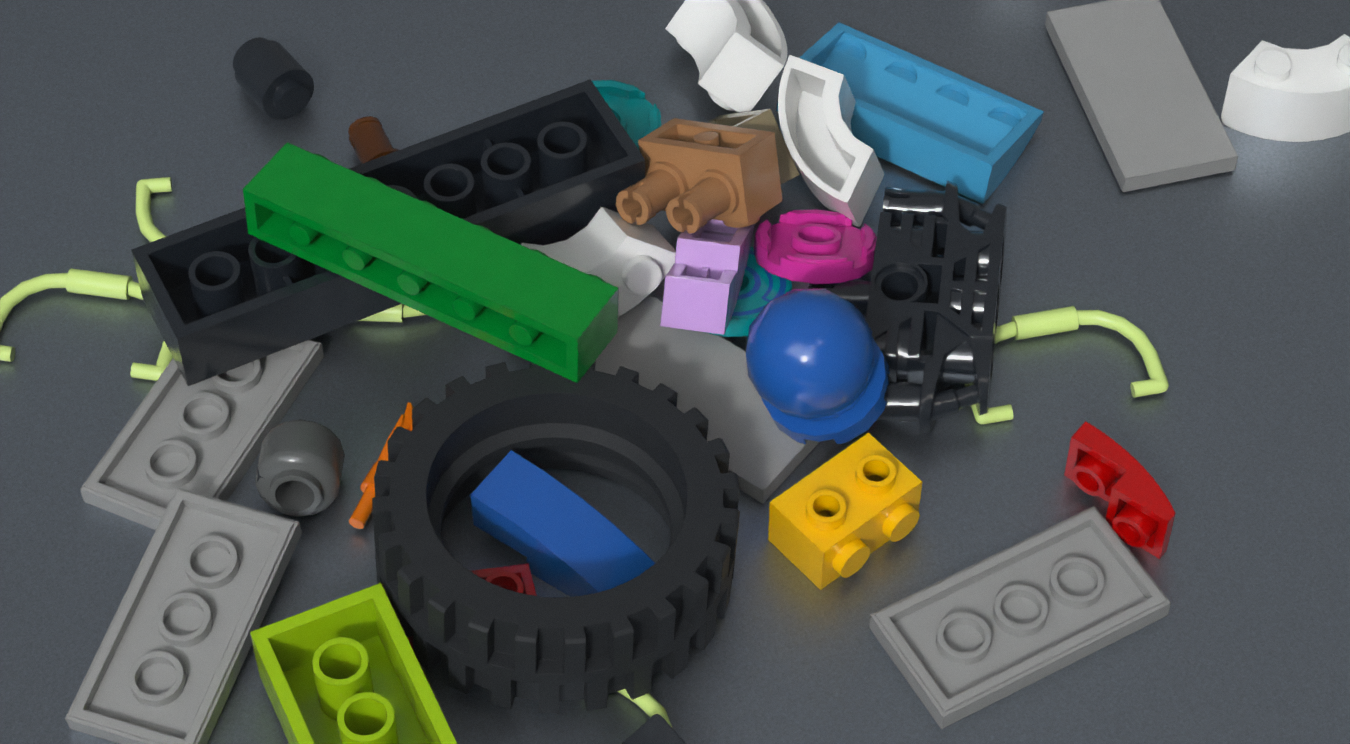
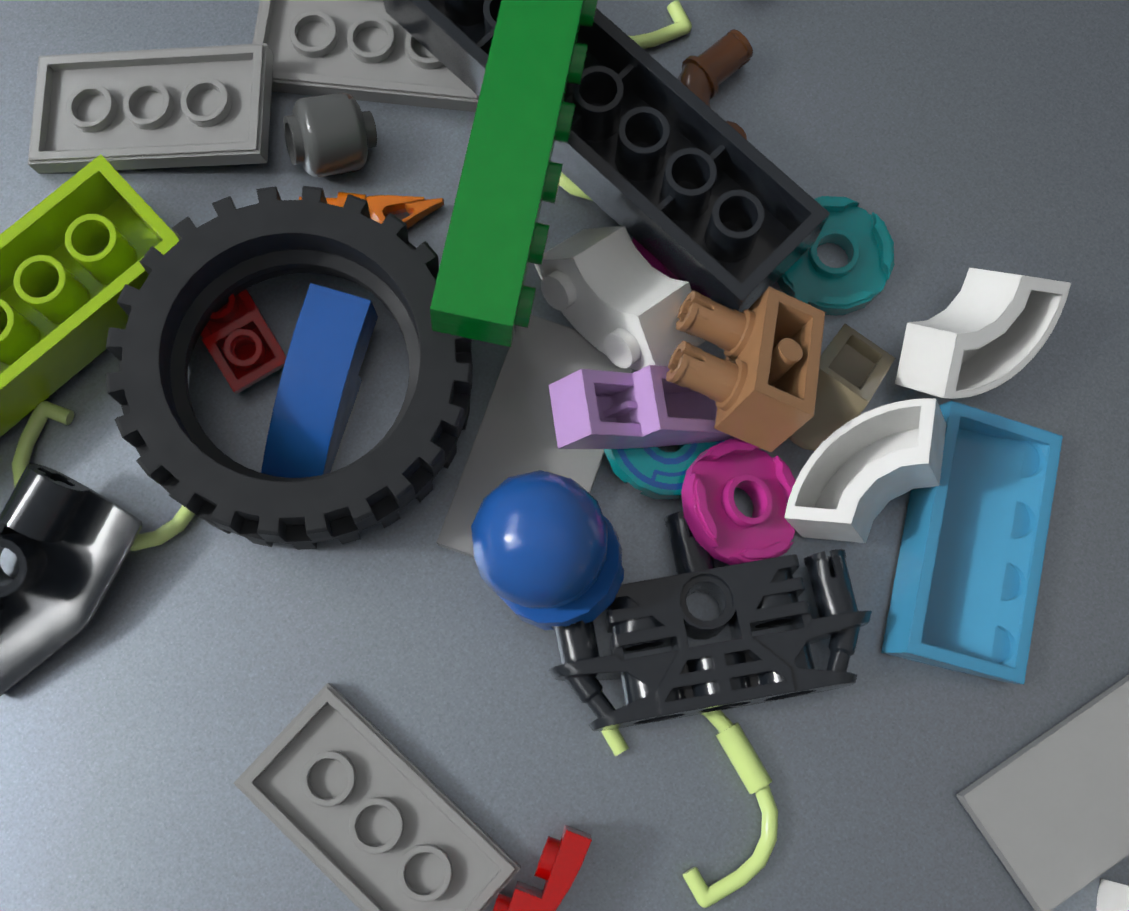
camera: 70 degrees right, 25 degrees up
(845, 511) = (429, 626): yellow brick -> none

